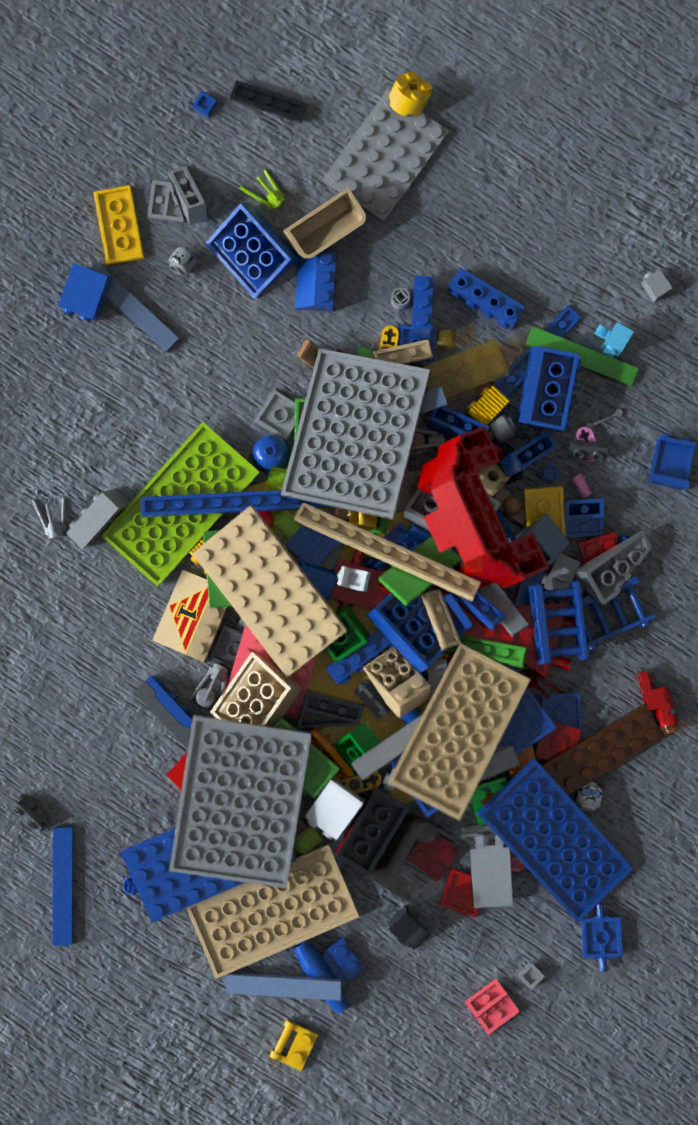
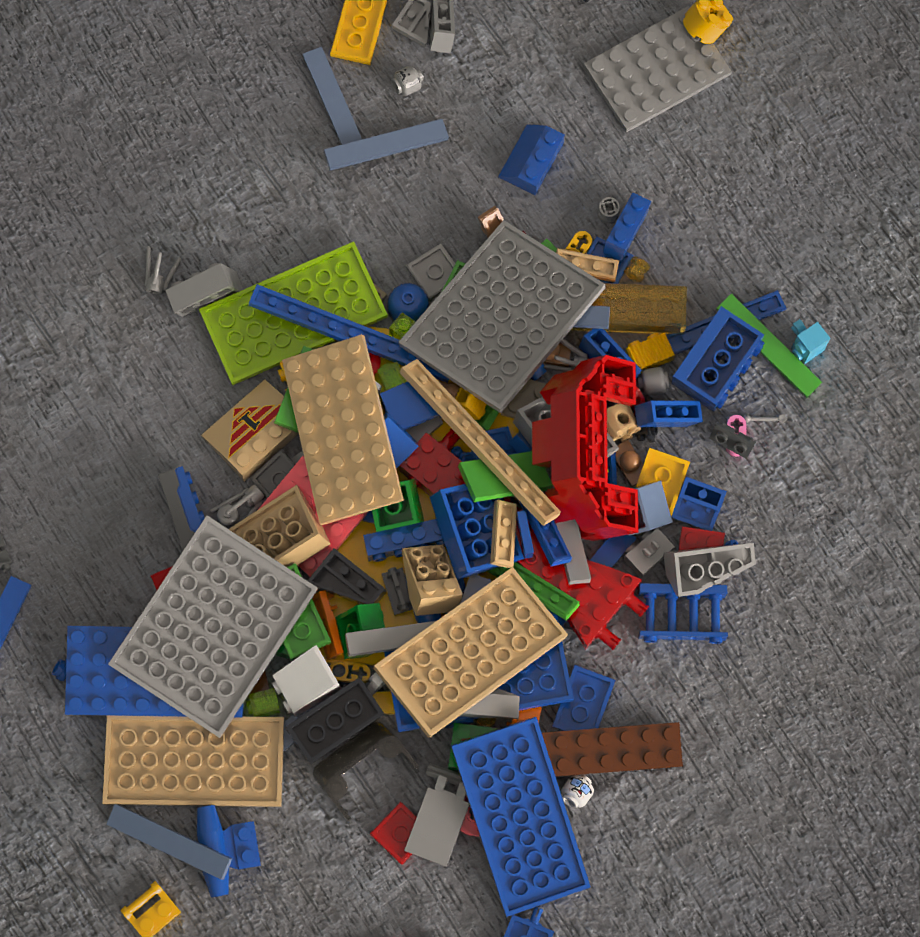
camera: 20 degrees right, 10 degrees down
(85, 292) = (295, 69): blue brick -> none
(190, 324) = (386, 144): none -> sand blue tile
(251, 249) = (481, 100): blue slope -> none
(275, 197) = (527, 62): lime plant -> none
(325, 225) = (564, 104): tan windscreen -> none
(353, 579) = (432, 455): white bracket -> none
(408, 928) = (326, 841): black wedge -> none
(433, 856) = (387, 780): dark red plate -> none
(485, 298) = (695, 247): blue brick -> none
(533, 676) = (570, 646): clear red plant -> none
(541, 614) = (602, 595): blue fence -> none
(550, 473) = (684, 447): blue plate -> none
(557, 741) = (569, 716): red tile -> none
(582, 485) = (711, 472): bright pink pin -> none
(656, 285) = (876, 308): light grey brick -> none
(662, 701) = (698, 728): red plate -> none
(672, 462) = (816, 490): blue panel -> none

